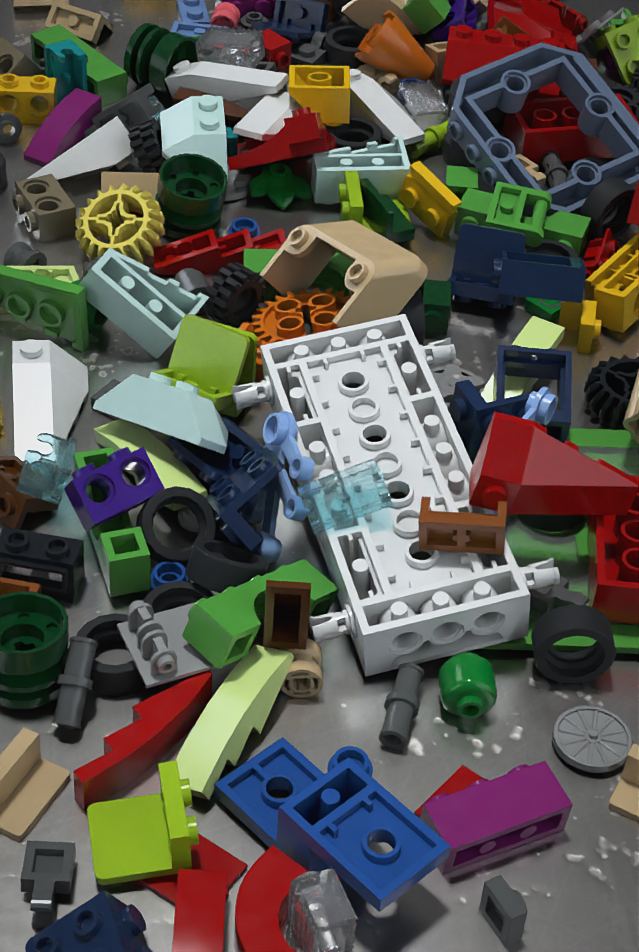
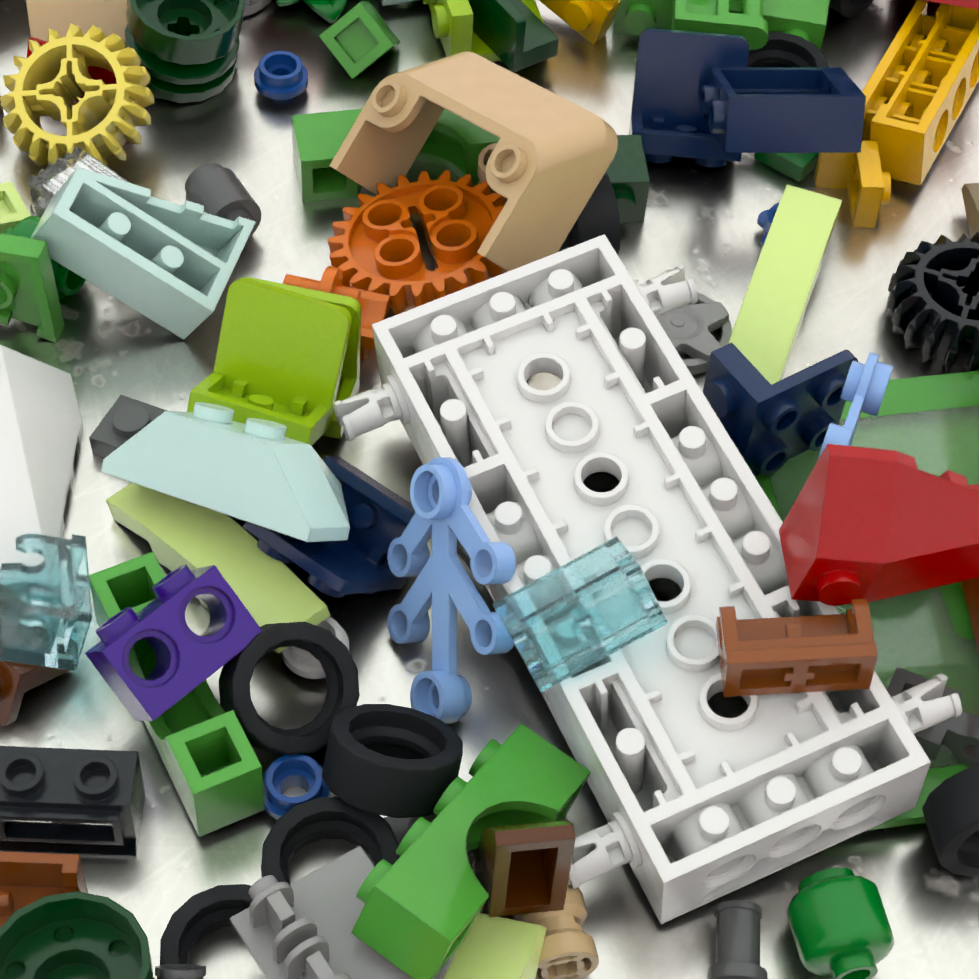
camera: 10 degrees left, 10 degrees up
(209, 253) = (233, 127): red slope -> none
(234, 295) = (295, 209): black tyre -> none
(234, 491) = (391, 611): dark blue bracket -> none
(294, 214) = (359, 38): none -> bright green panel
(545, 364) = (820, 278): dark blue window -> none
(599, 251) = (854, 45): red hinge -> none

